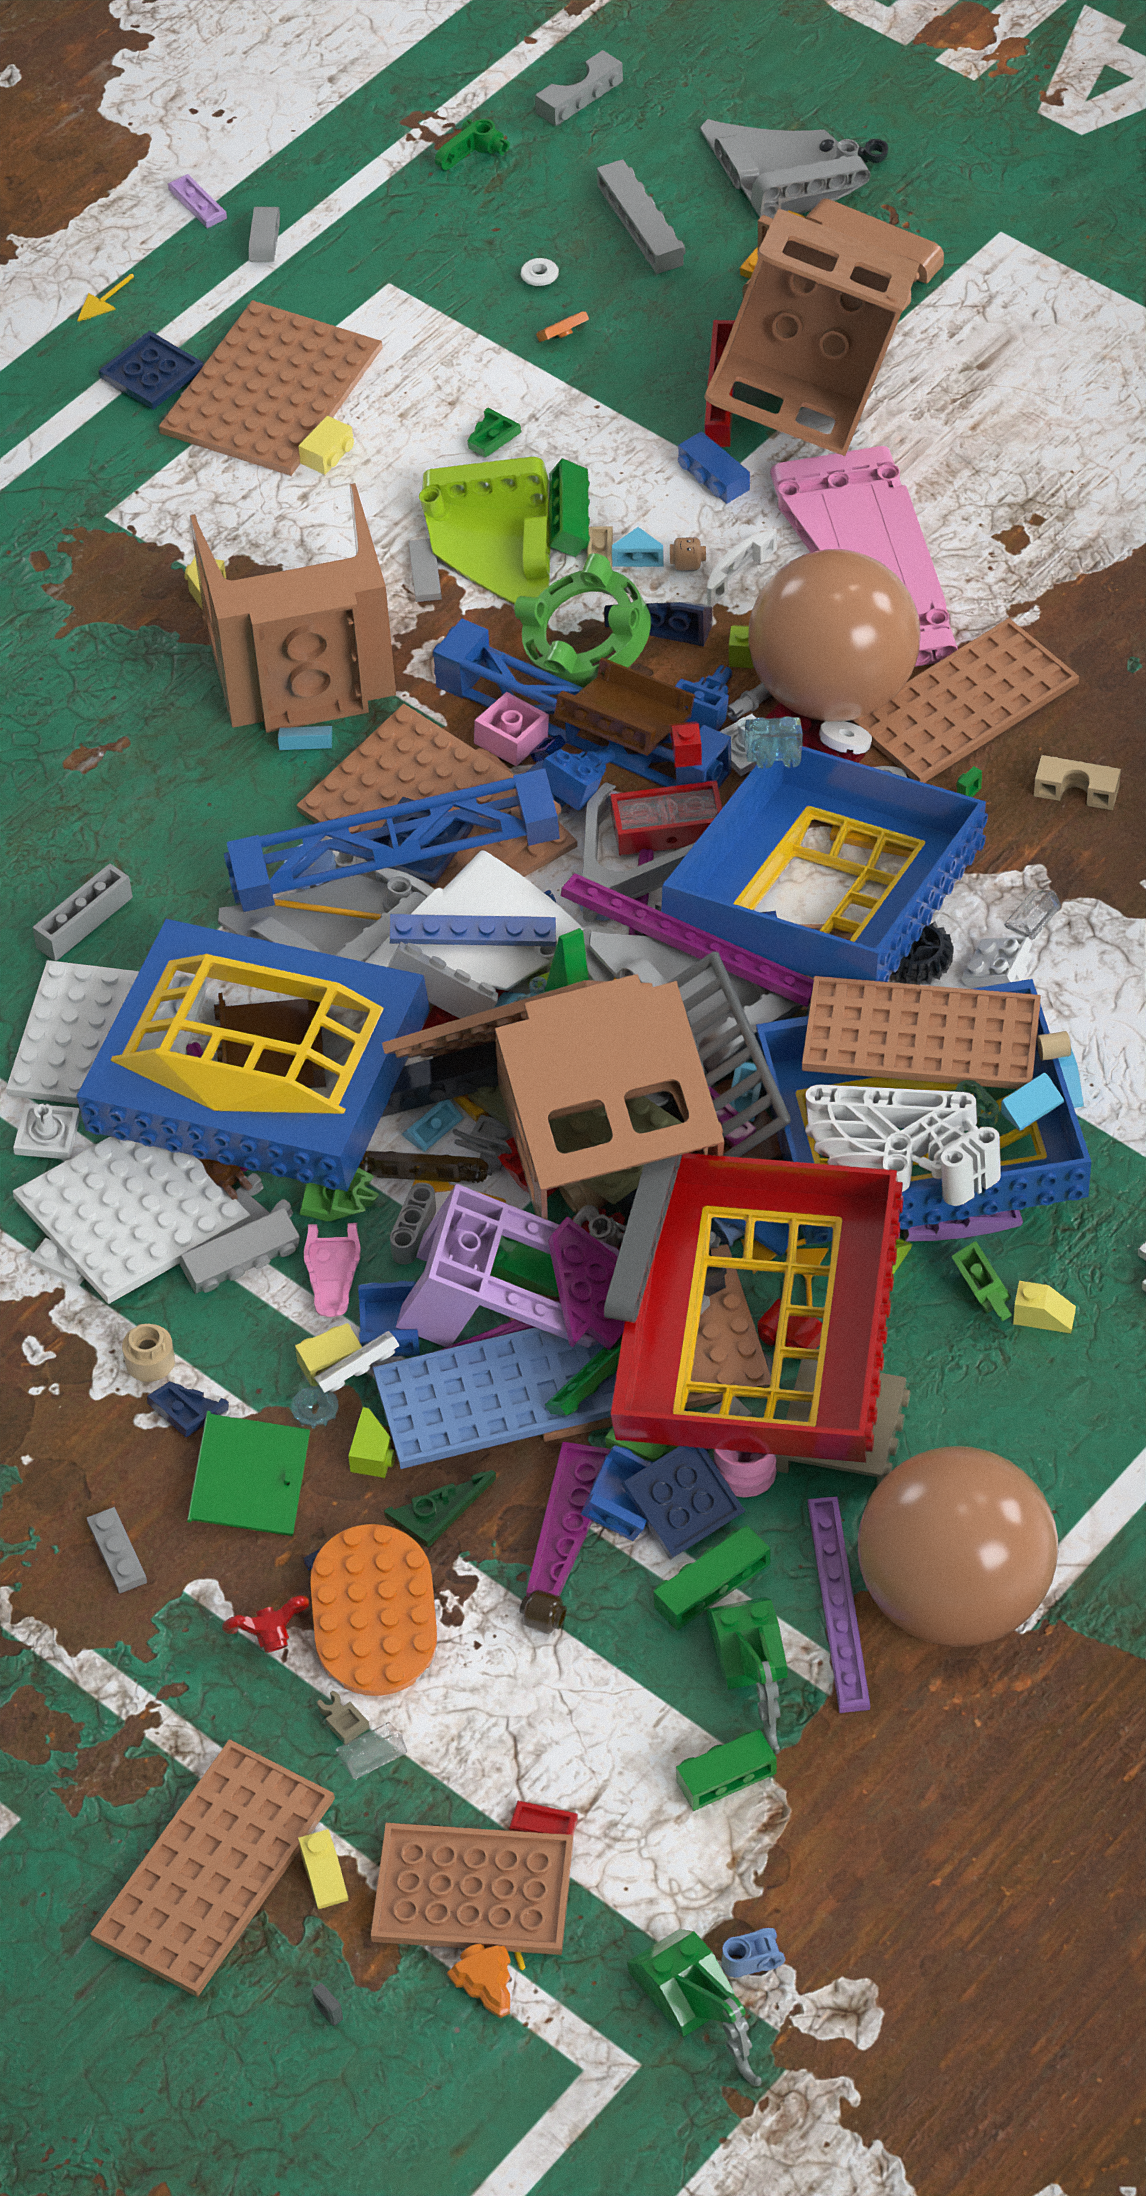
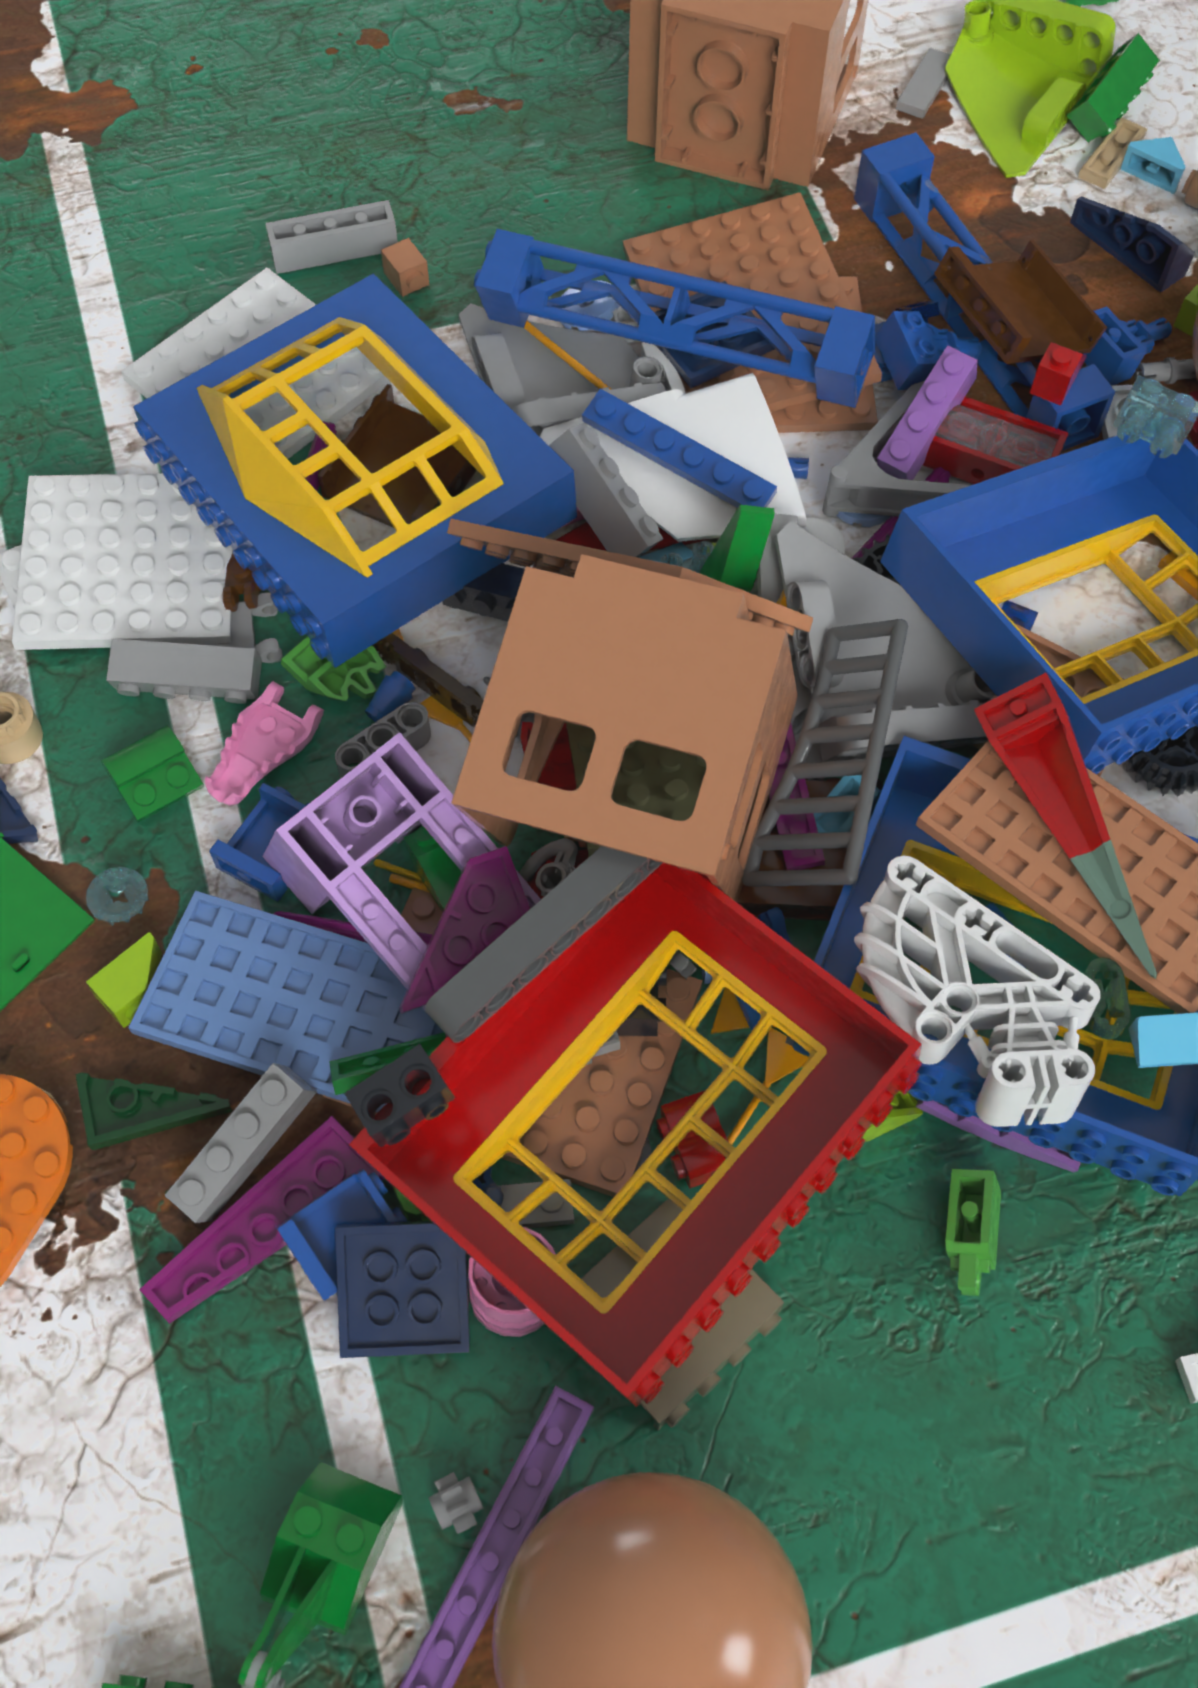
camera: 30 degrees right, 10 degrees up
(47, 1131) = (112, 435): white plate -> none
(152, 906) = (405, 267): none -> nougat brick
(272, 1323) = (152, 773): none -> green brick
(305, 737) = (685, 182): medium azure slope -> none
(325, 1350) = (176, 844): light yellow brick -> none
(357, 1362) = (183, 874): white plate -> none
(391, 1193) = (390, 695): none -> blue cone
(433, 1125) = (481, 647): medium azure slope -> none
(511, 728) = (891, 271): bright pink brick -> none
(526, 1478) = (240, 1143): none -> light grey brick
(543, 1611) = (138, 1329): dark brown head -> none
(616, 816) = (938, 395): none -> medium lavender arch
(619, 1364) = (395, 1086): none -> black brick
(627, 620) = (1088, 216): bright green piece -> none
(688, 938) = (894, 584): magenta plate -> none
(711, 1577) = (360, 1418): green brick -> none
(798, 1582) = (455, 1503): none -> light grey gear
(849, 985) = (1042, 754): none -> red plate
(1042, 1308) = (1027, 1310): light yellow slope -> none

